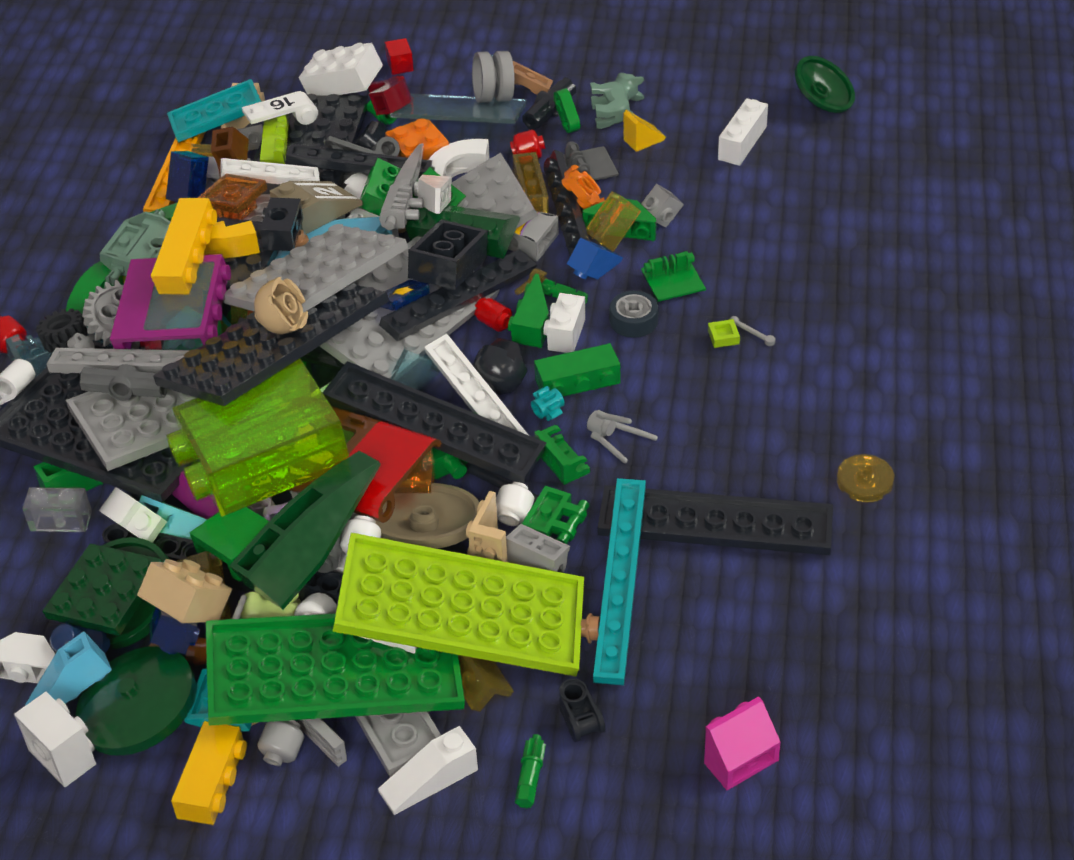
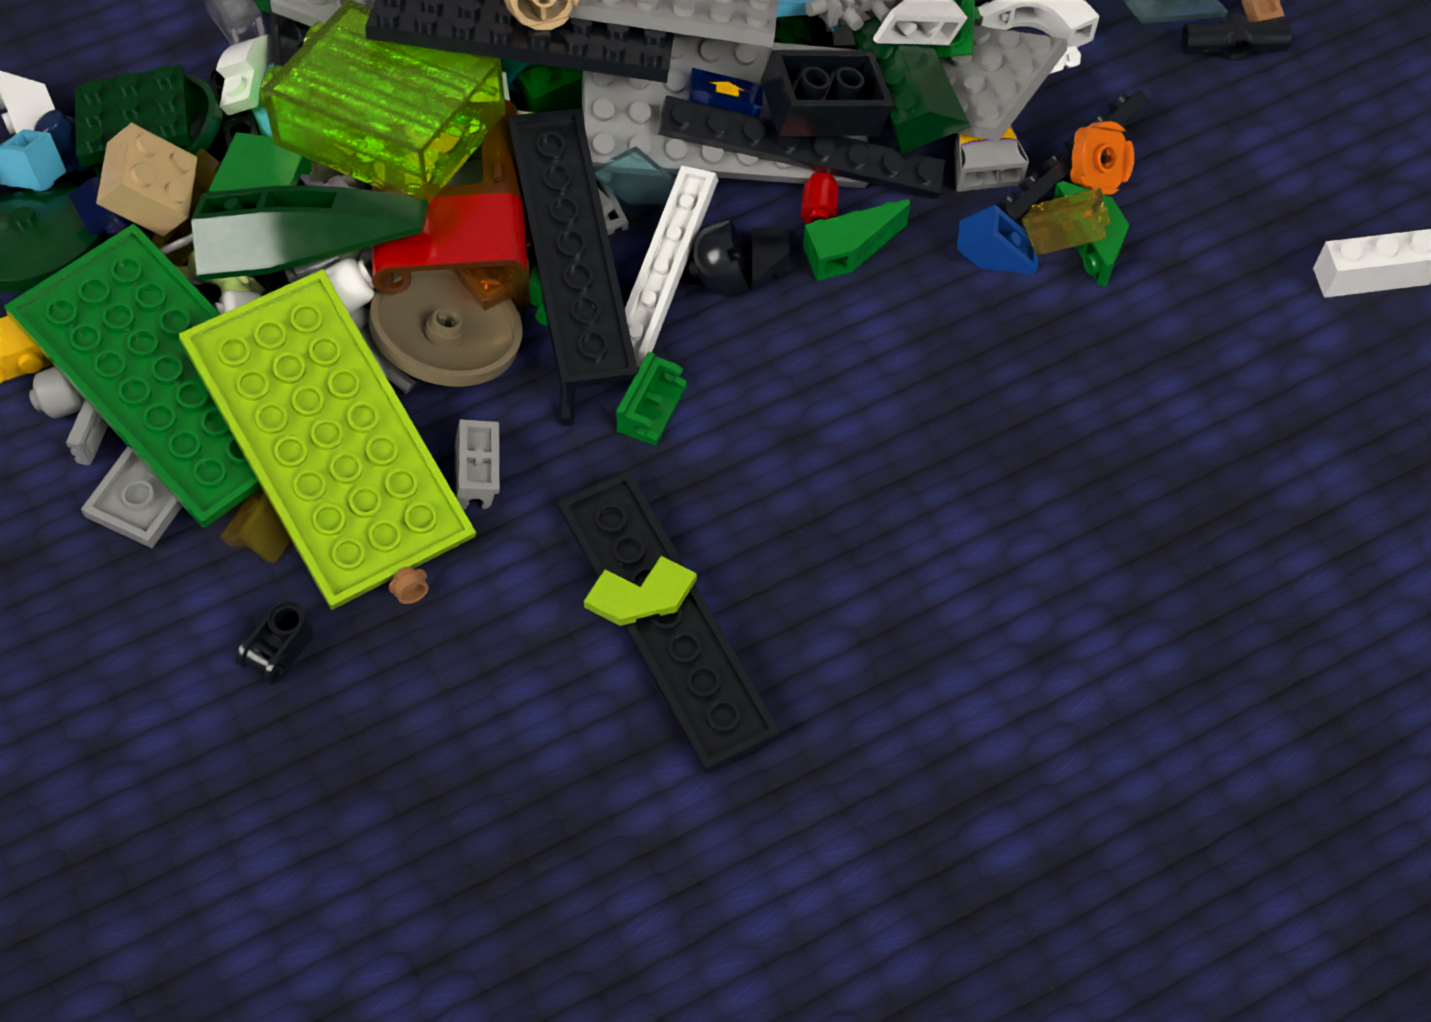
camera: 50 degrees right, 15 degrees up
(430, 770) = (111, 550): white slope -> none
(483, 532) = (456, 395): tan bracket -> none
(513, 503) = (535, 398): white head -> none
(519, 290) = (922, 207): clear yellow hand -> none
(527, 142) = (1135, 61): red head -> none
(529, 175) = (1060, 105): clear yellow brick -> none
(530, 770) = (169, 643): green piece -> none
(547, 403) = (715, 338): teal gear -> none
(548, 511) = (547, 440): green plate -> none
(550, 288) = (920, 248): green axle -> none
(565, 323) = (862, 279): white brick -> none
(566, 110) = (1231, 60): green beam -> none
(579, 370) = (793, 338): green brick -> none
(593, 161) = (1168, 140): dark grey hinge -> none
(605, 424) = (730, 415): light grey plant -> none
(615, 98) = (1307, 95): sand green animal -> none
(619, 583) = (488, 570): teal plate -> none
(633, 314) = (937, 354): black wheel -> none
(640, 133) = (1277, 158): yellow slope -> none
(662, 205) = (1149, 255): light grey brick -> none
(672, 277) = (1042, 342): green hinge -> none
(697, 526) = (625, 602): none -> lime tile
(723, 333) = (987, 450): lime plate -> none
(741, 743) = (320, 835): slope -> none
(769, 340) = (1026, 506): light grey hinge -> none
(865, 477) = (863, 764): clear yellow plate -> none

